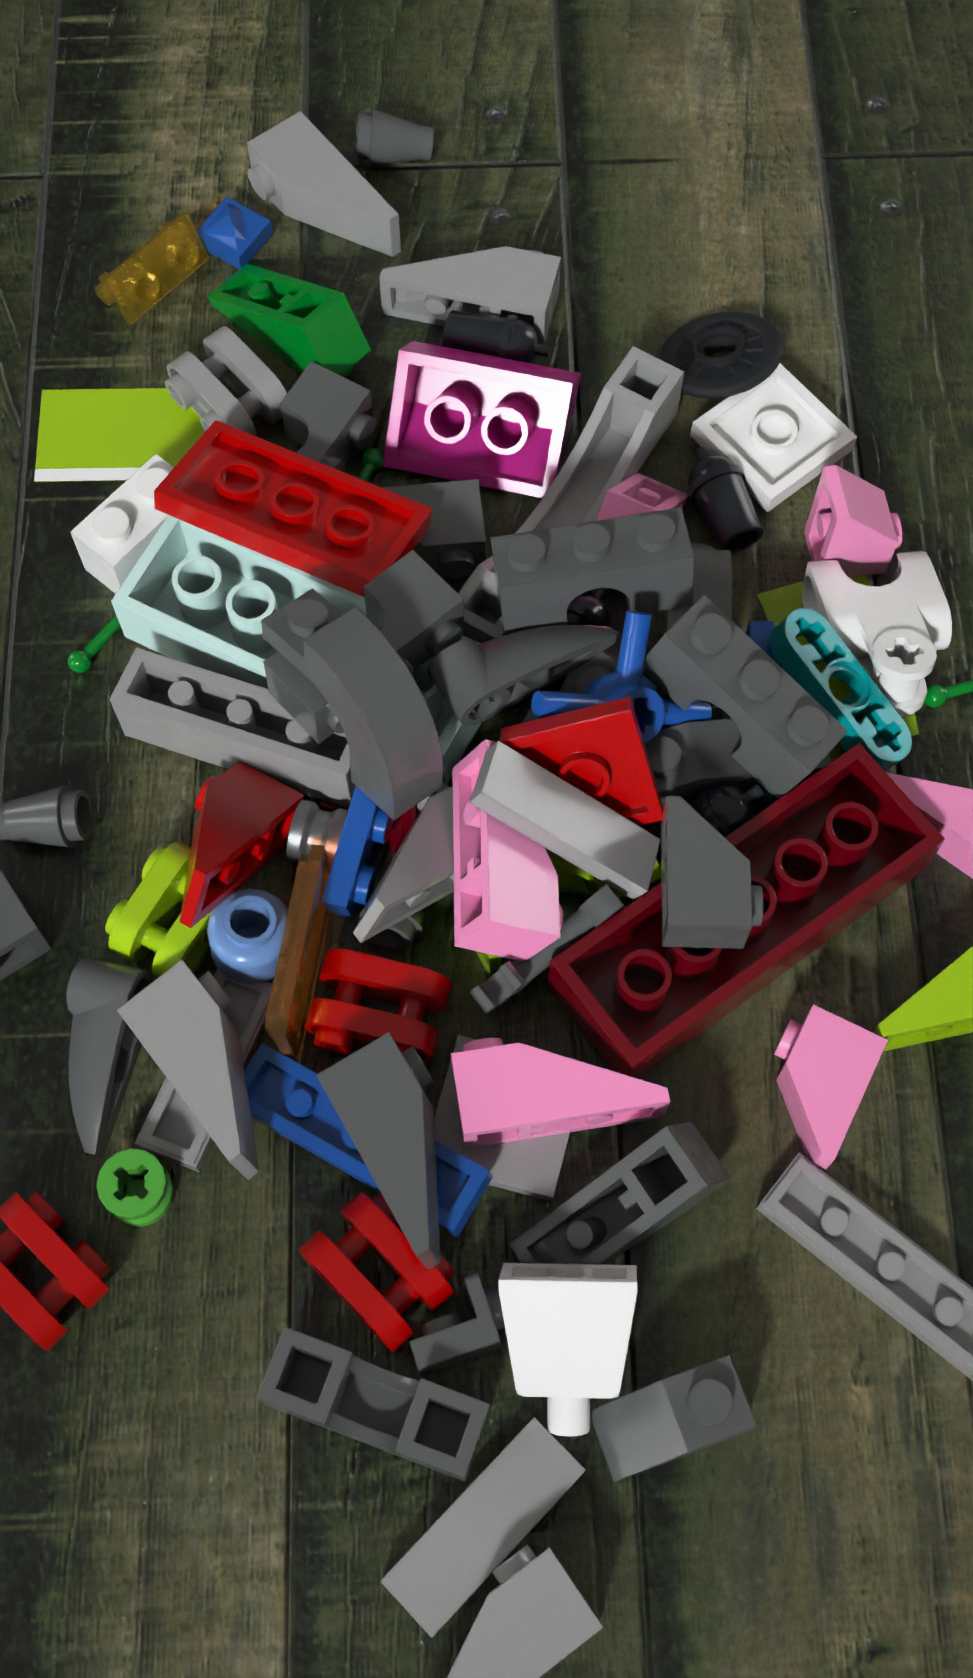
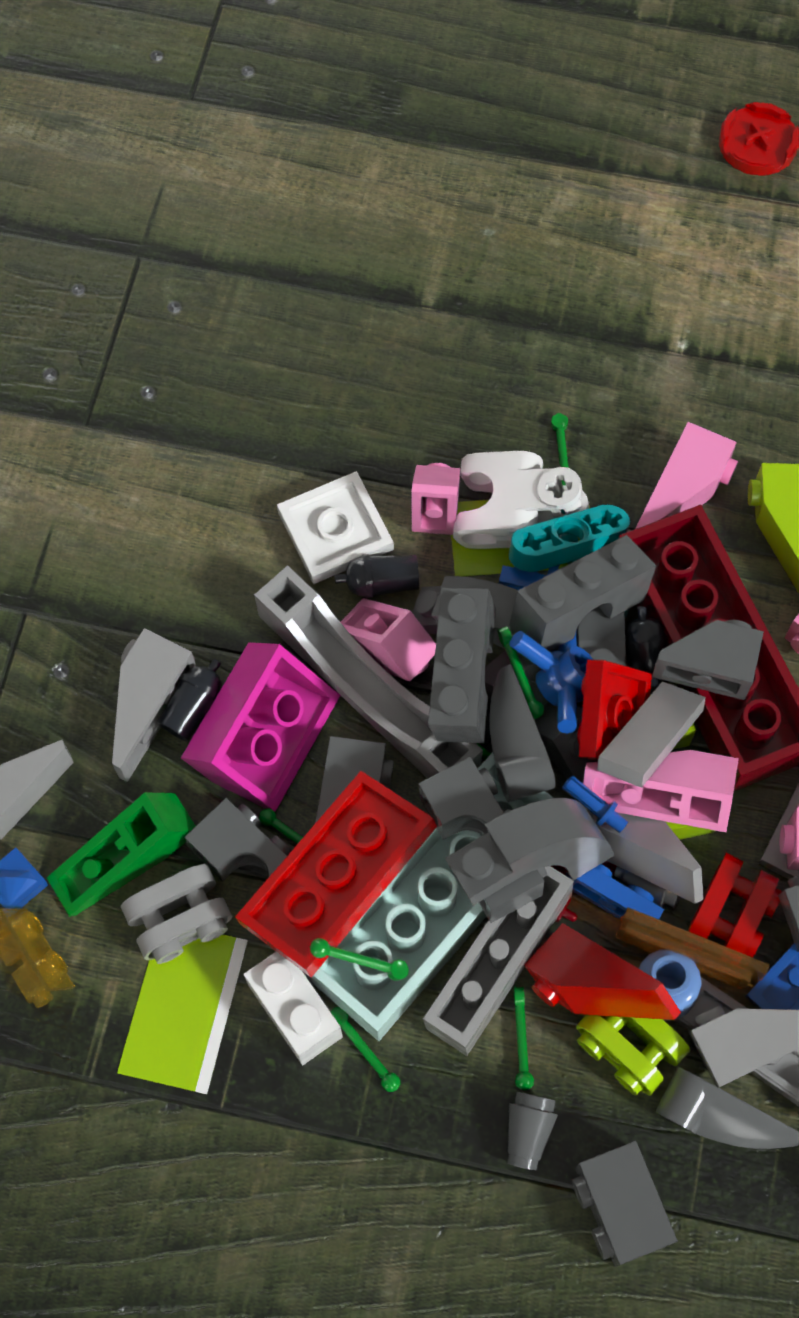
camera: 75 degrees left, 0 degrees up
(109, 805) = (524, 1079): none -> green hinge
(184, 599) = (395, 970): none -> green hinge
(314, 826) = (594, 917): flat silver wheel -> none
(448, 773) = (596, 805): none -> blue piece
(518, 975) = (707, 736): dark grey bar -> none
(570, 681) = (535, 706): none -> green hinge
(755, 354) = (229, 537): black wheel -> none

